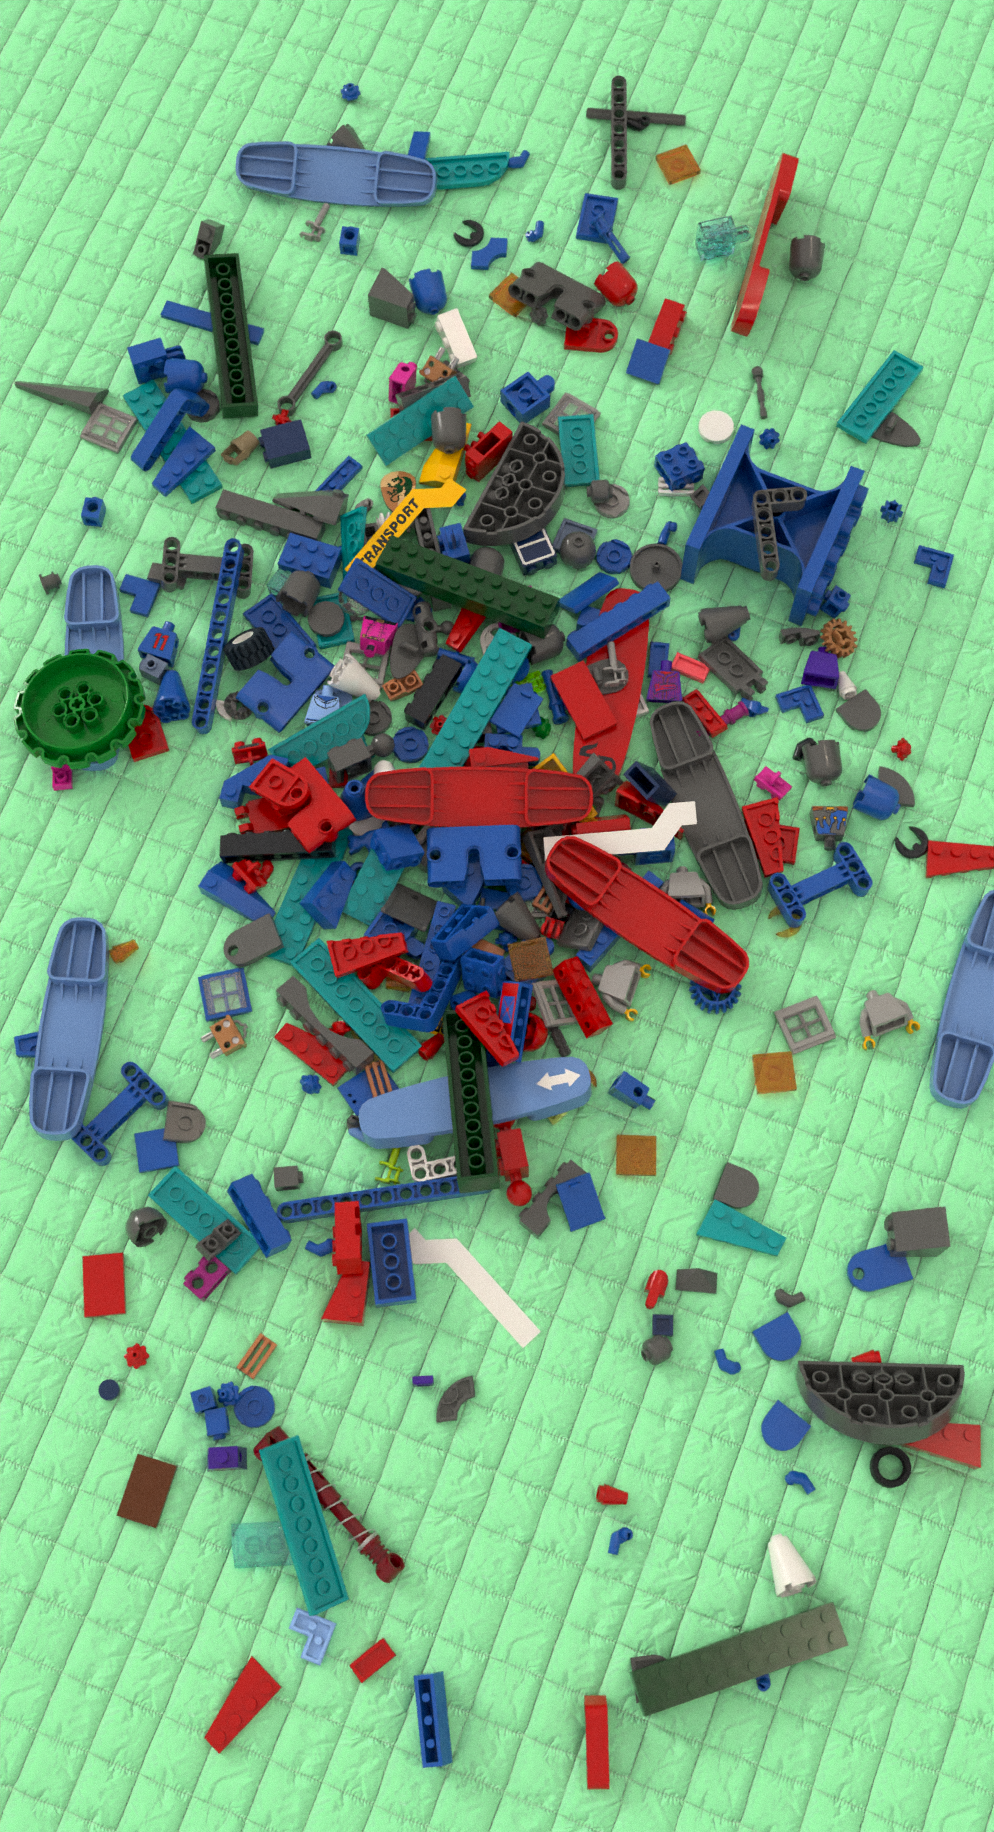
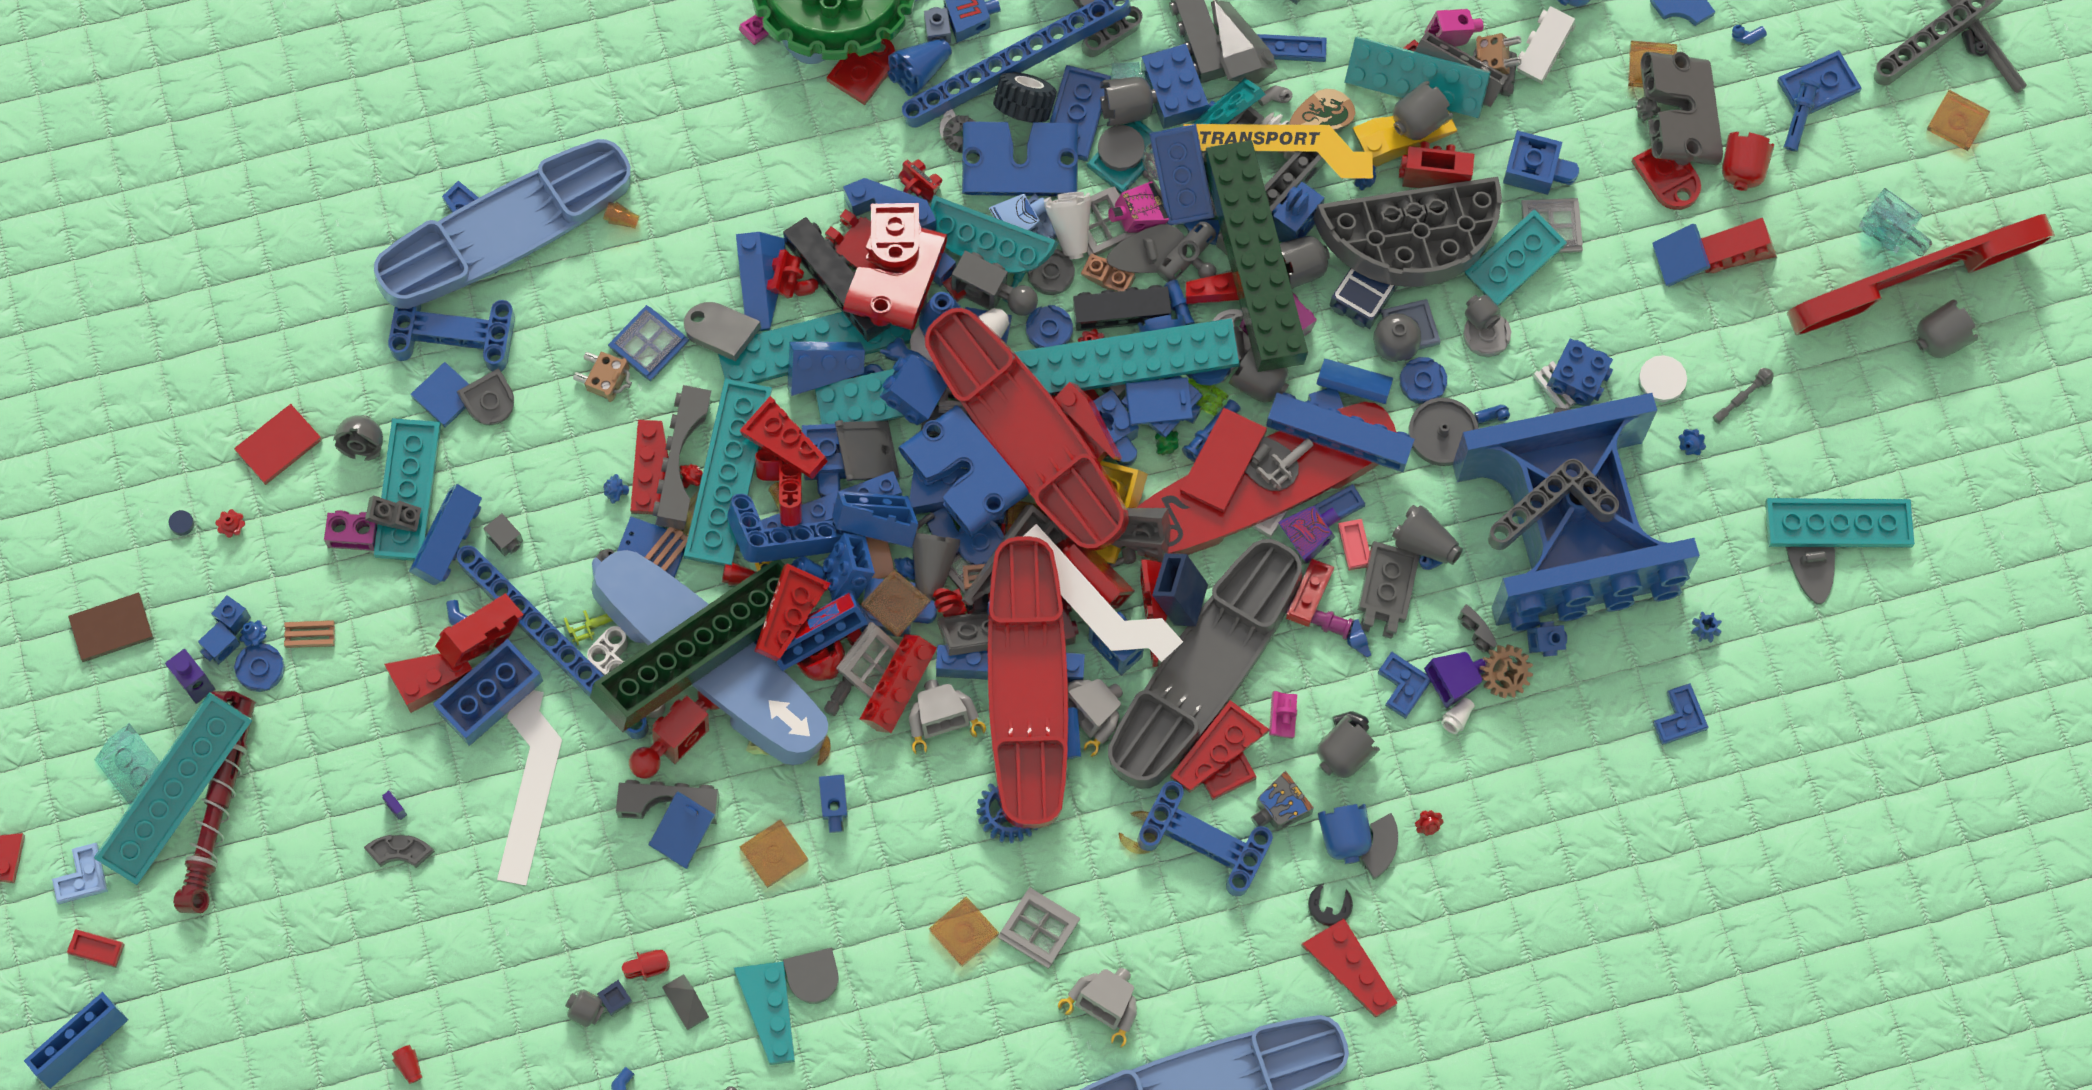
camera: 50 degrees right, 0 degrees up
(860, 712) = (1440, 752): dark grey tile -> none

